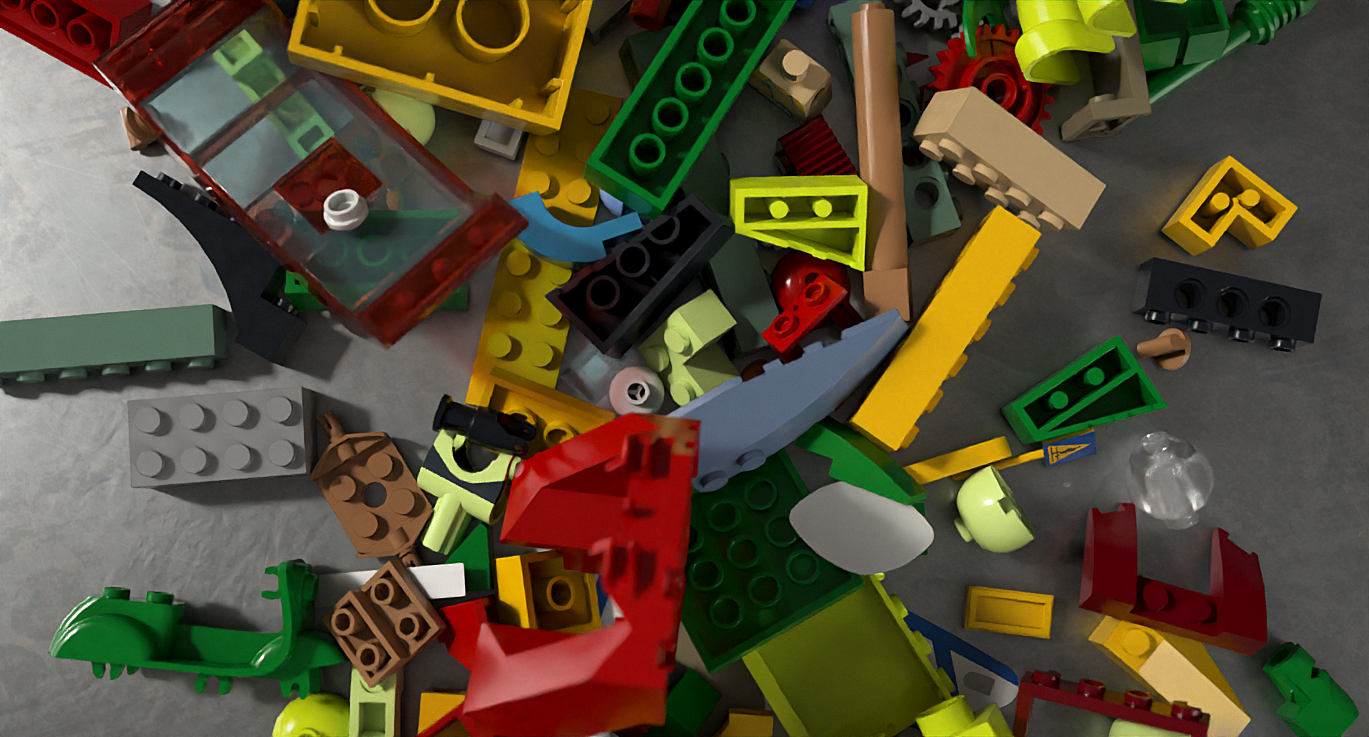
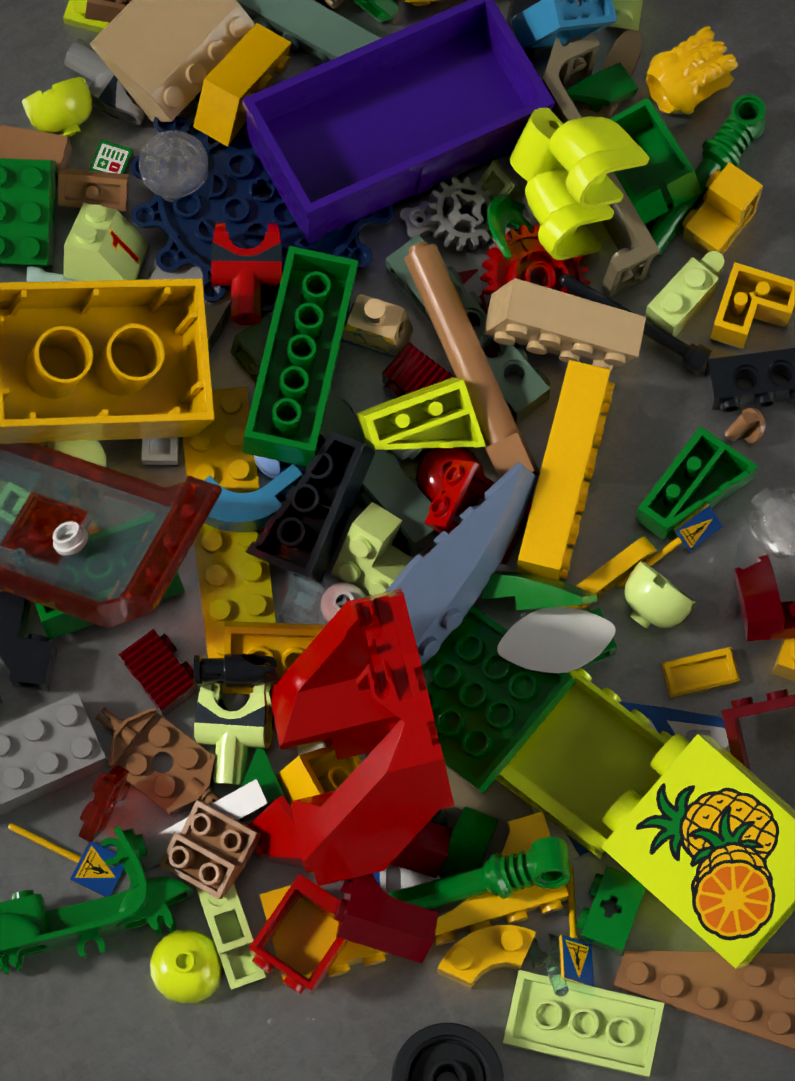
camera: 15 degrees left, 10 degrees down
(252, 581) = (91, 867): none -> piece
(291, 516) = (108, 791): none -> clear red plate
(405, 389) = (159, 671): none -> dark red brick
(1135, 244) = (692, 355): none -> black piece
(1155, 170) = (686, 293): none -> yellowish green brick
(1240, 85) = (727, 209): none -> yellow brick

